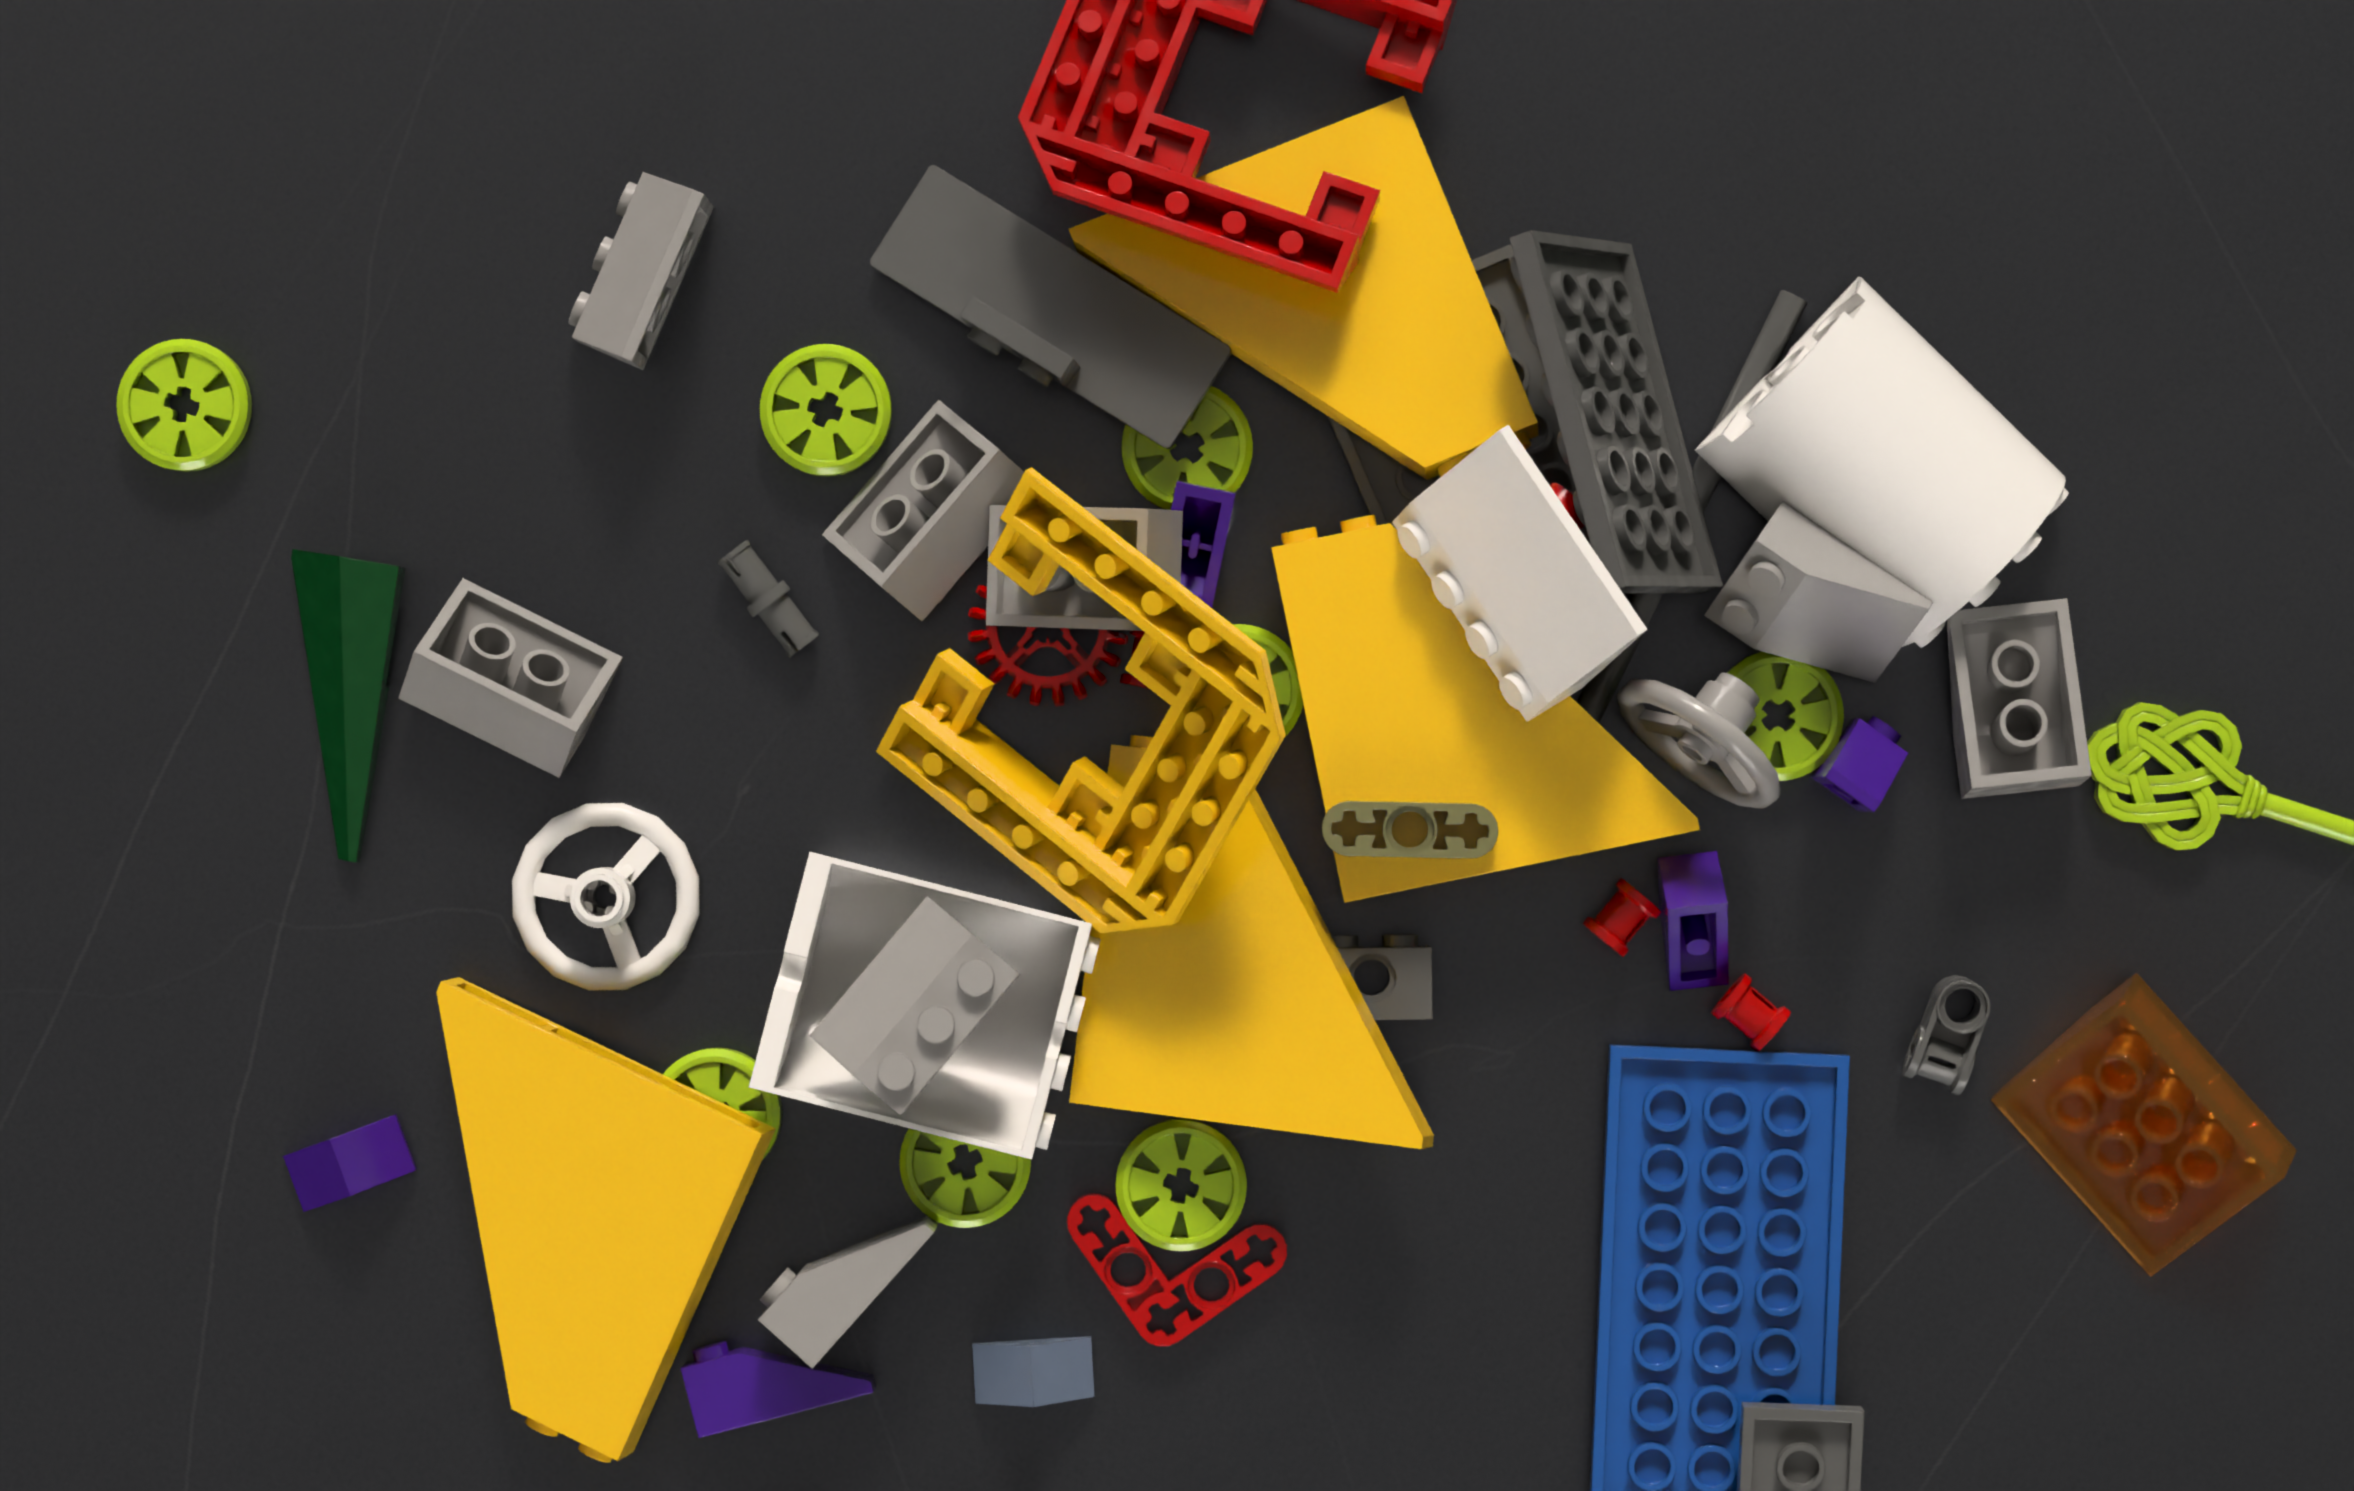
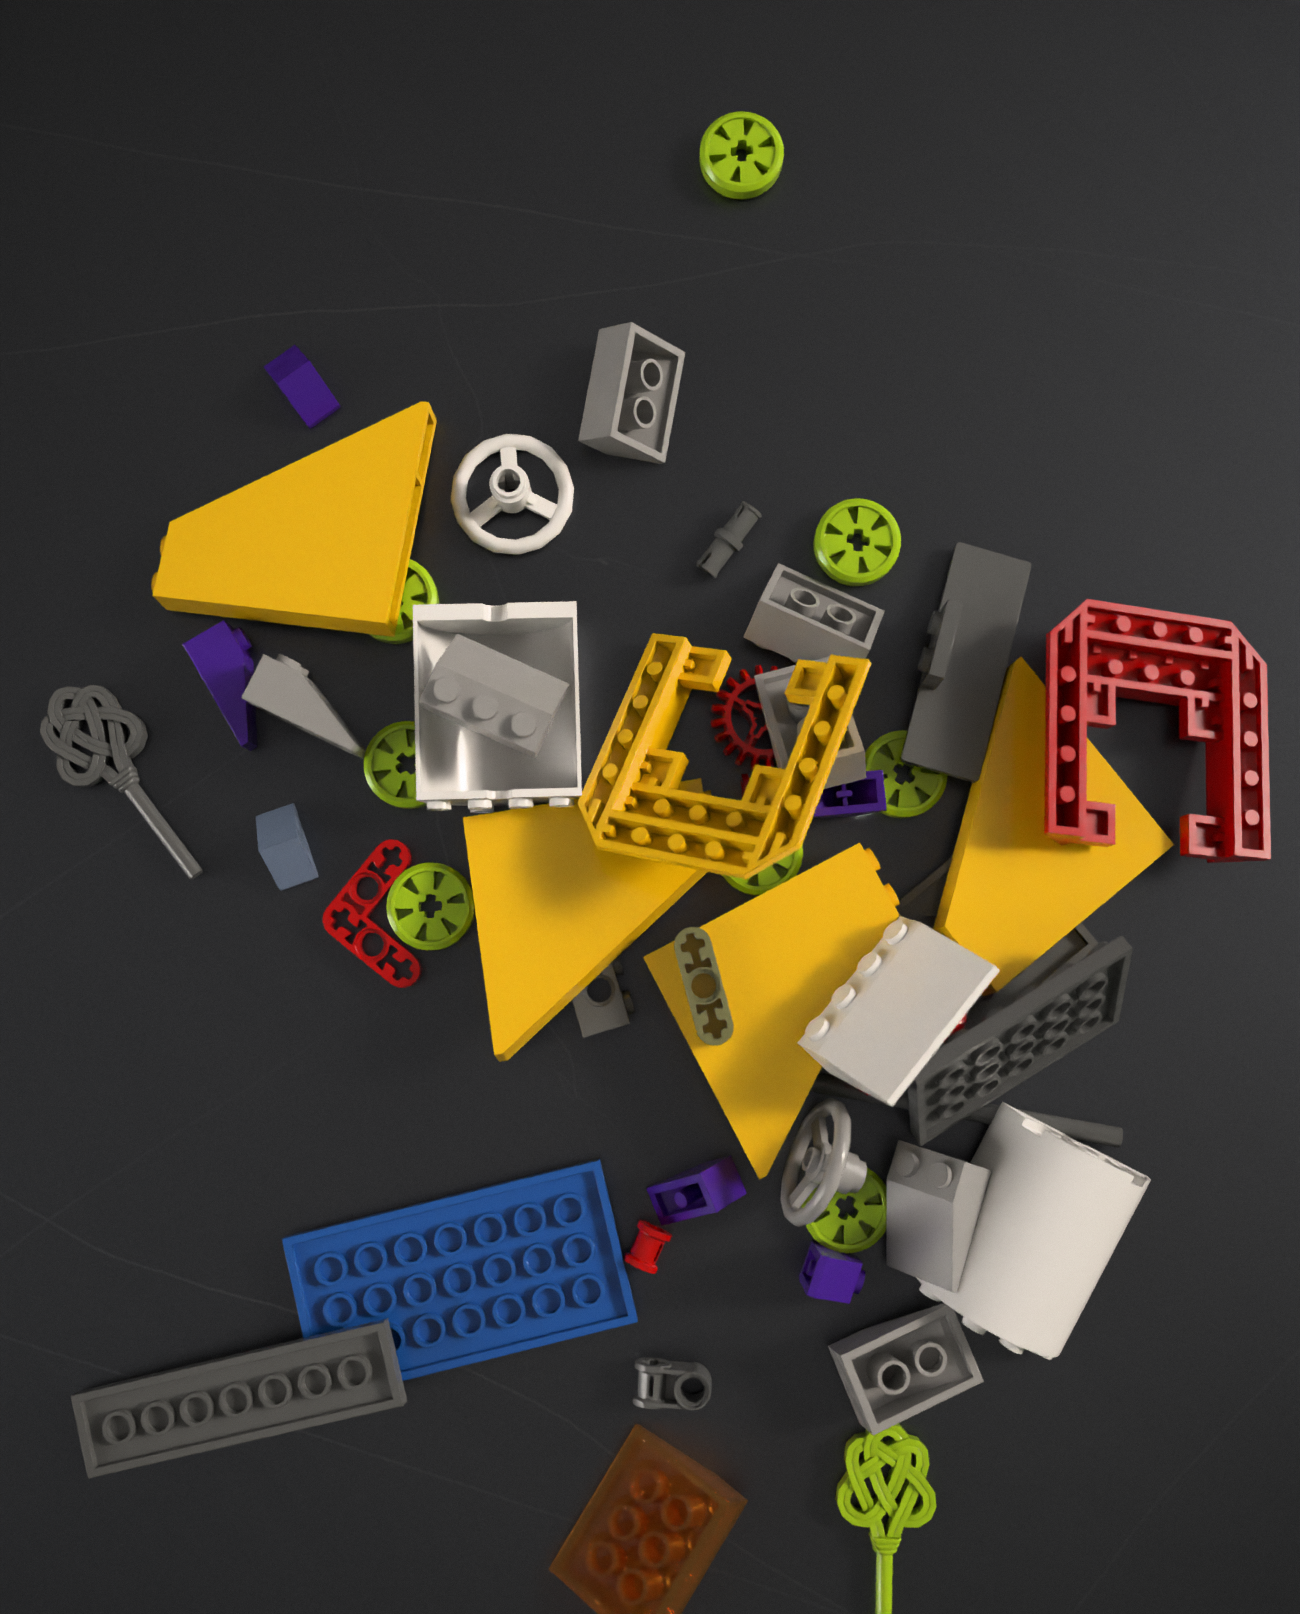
camera: 75 degrees right, 5 degrees down
(348, 638) = (630, 292): dark green wedge -> none
(640, 269) = (911, 403): light grey slope -> none
(1621, 917) = (685, 1143): red bush -> none

